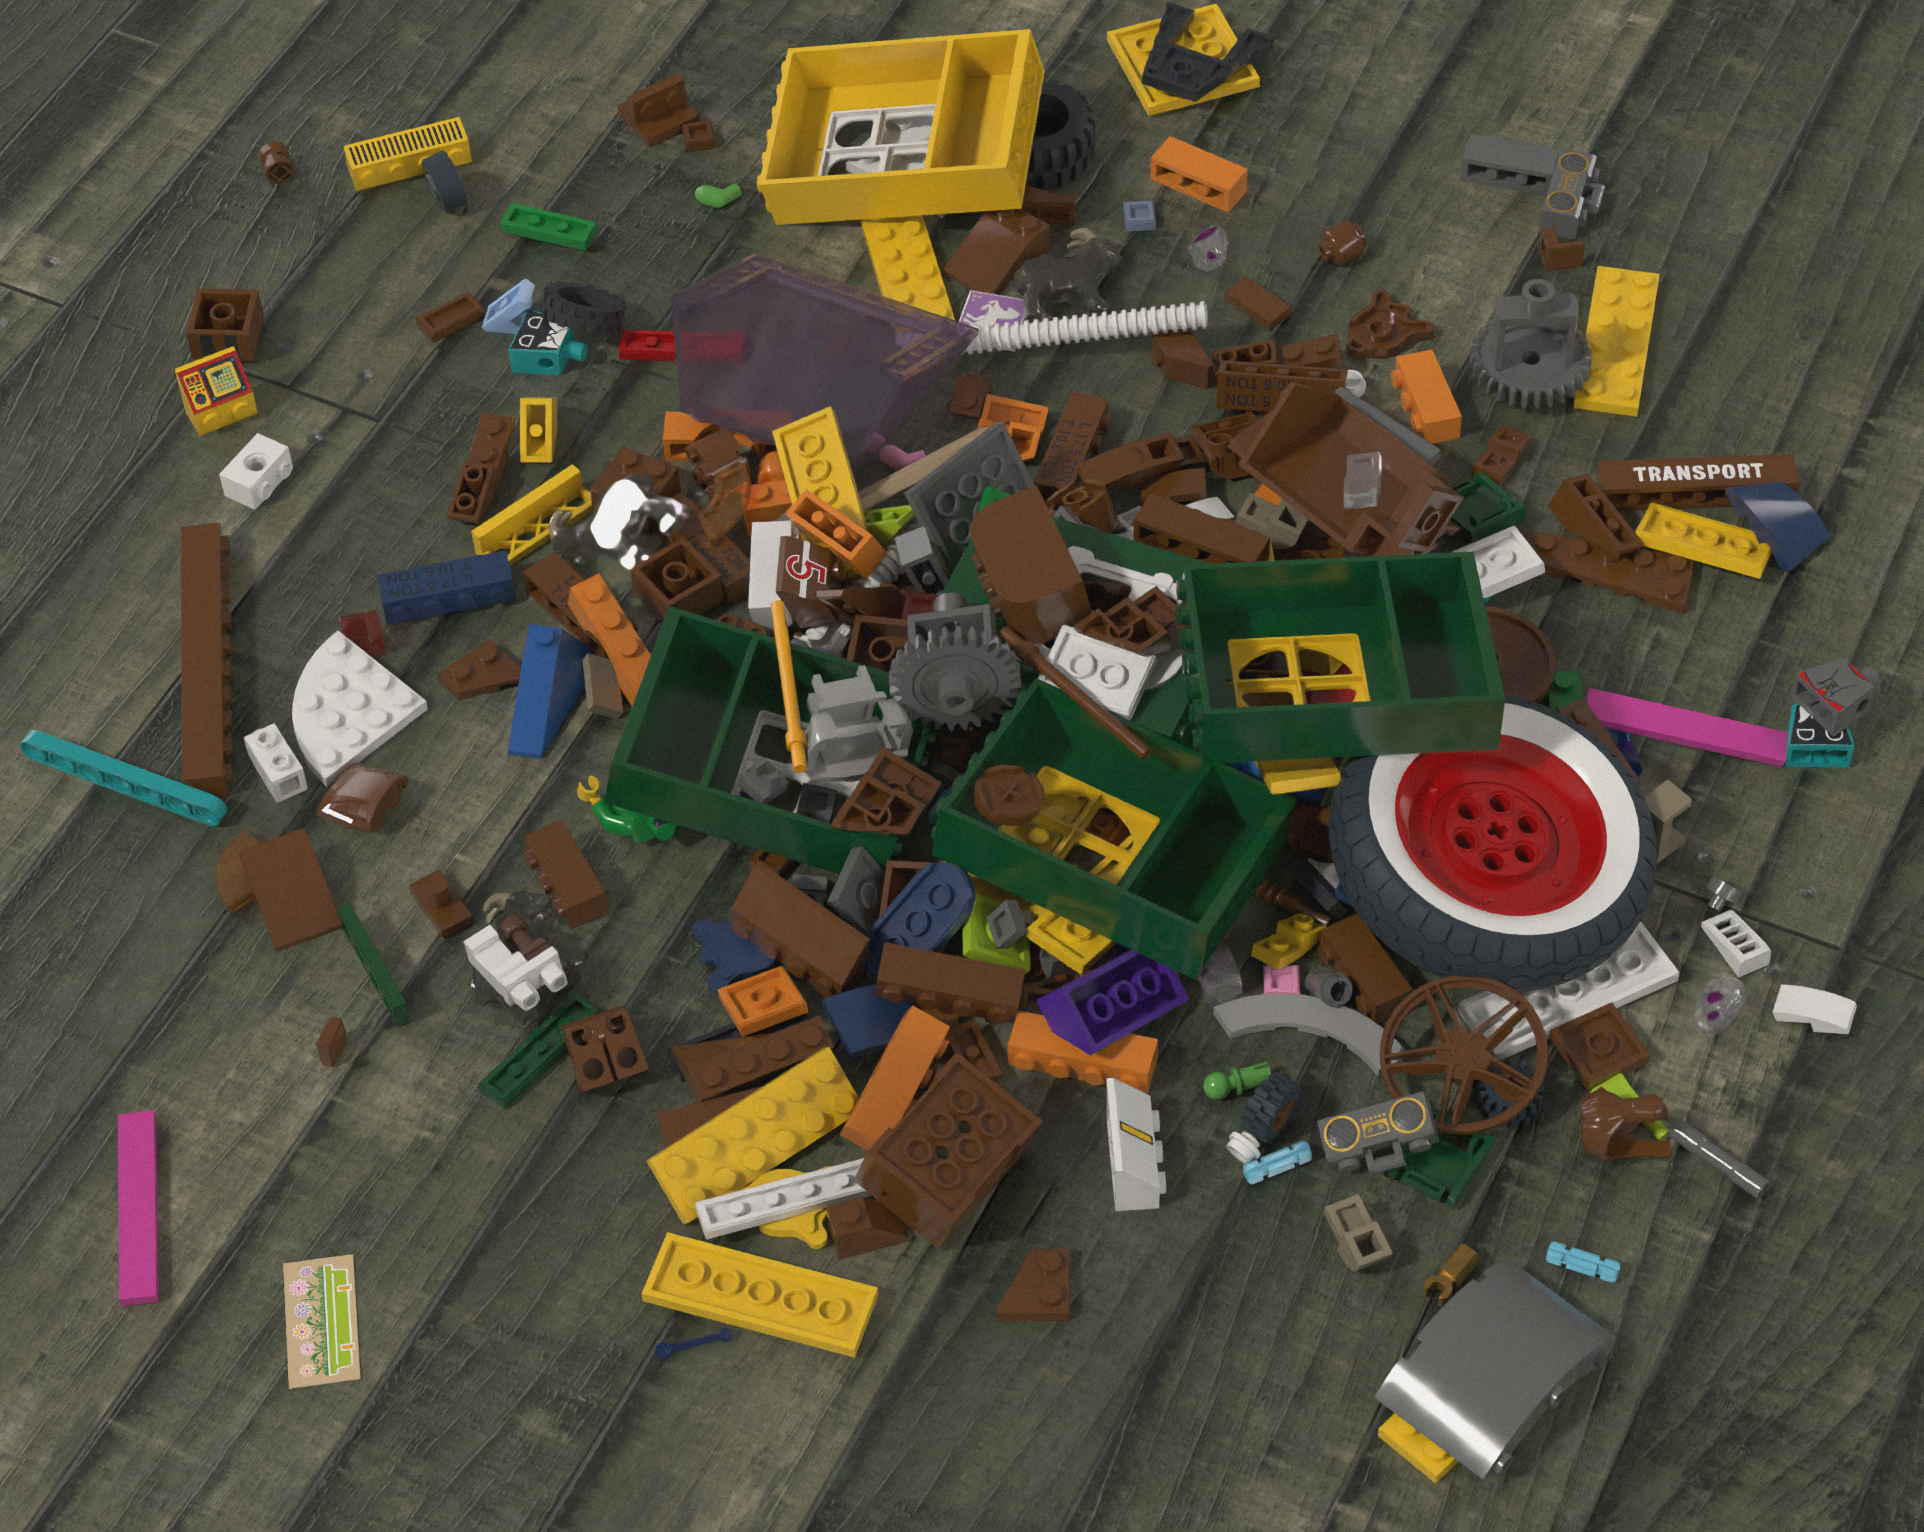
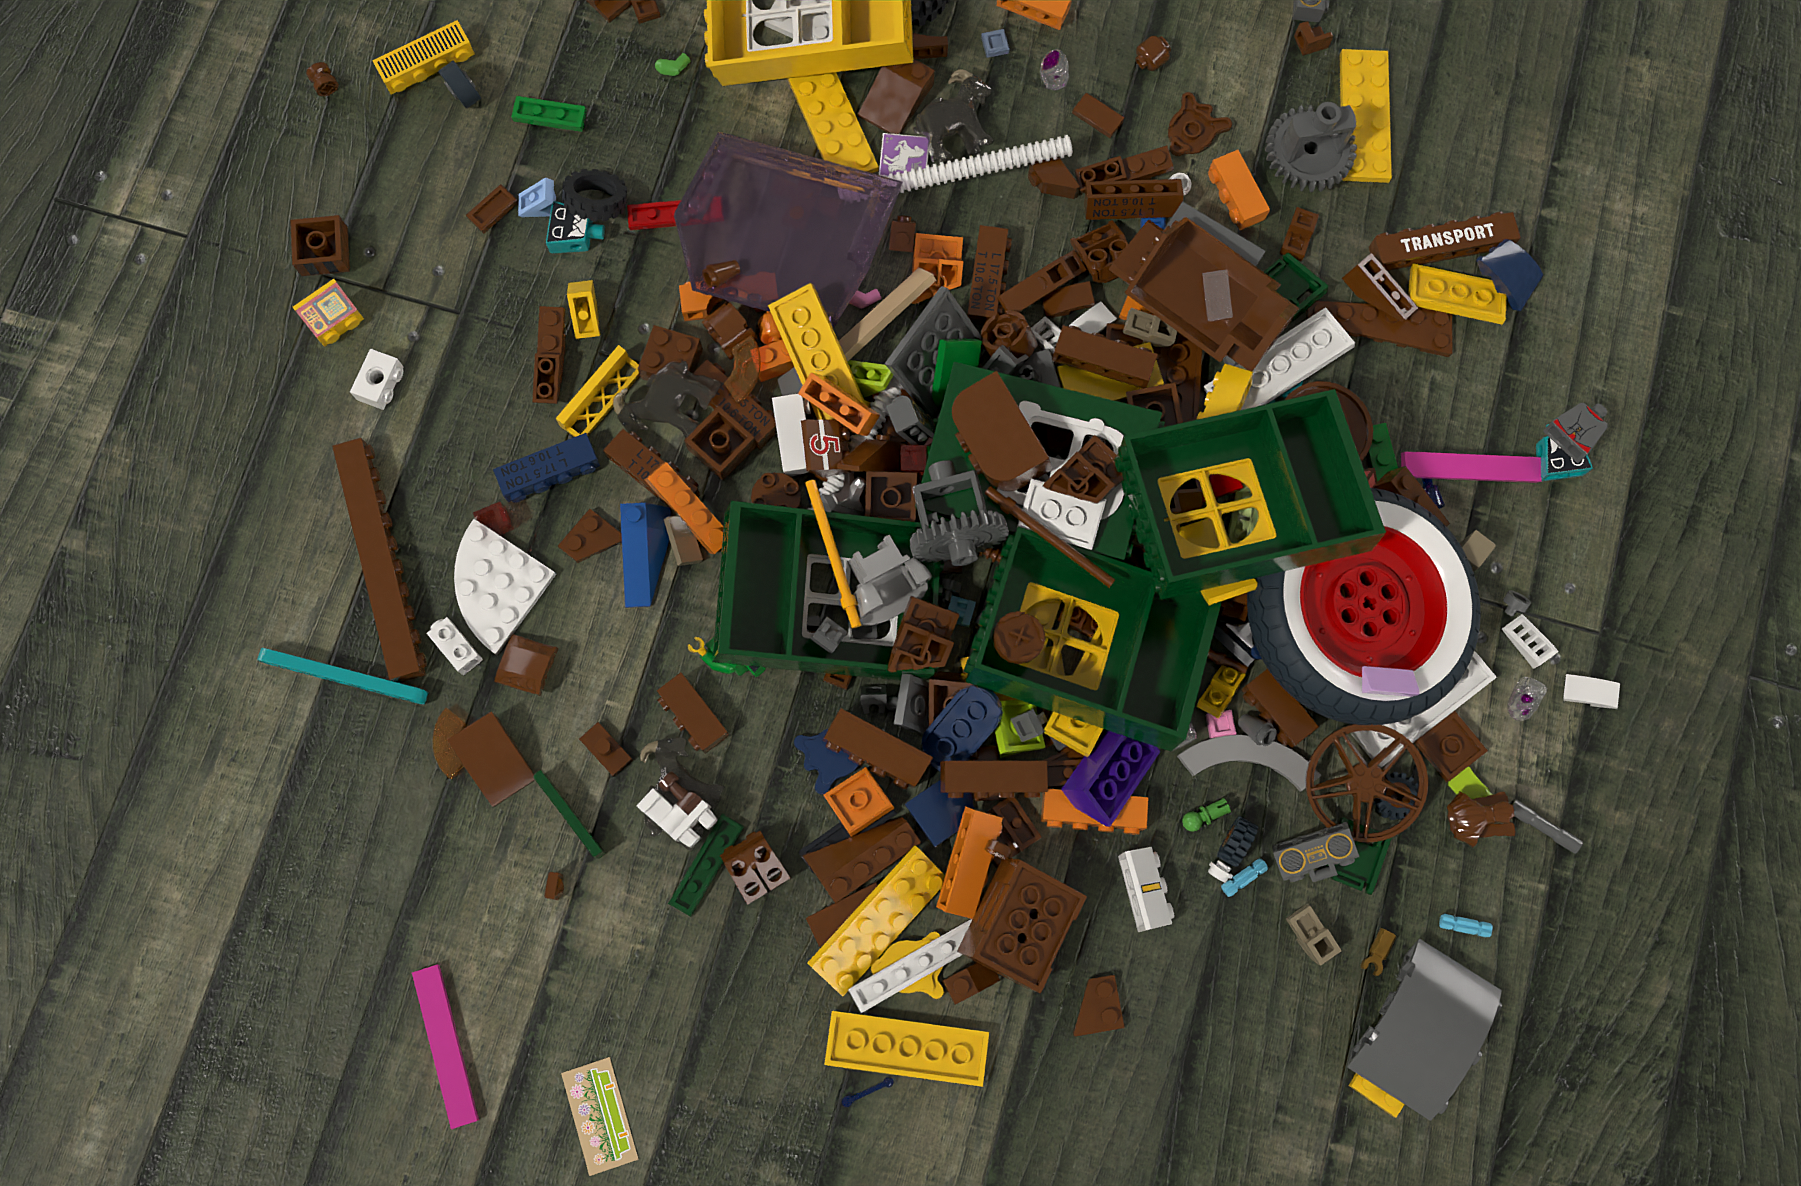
camera: 15 degrees left, 25 degrees up
(720, 395) = (719, 273): none -> reddish brown cone
(933, 1056) = (998, 849): none -> reddish brown tile
(1499, 907) = (1389, 681): none -> lavender slope

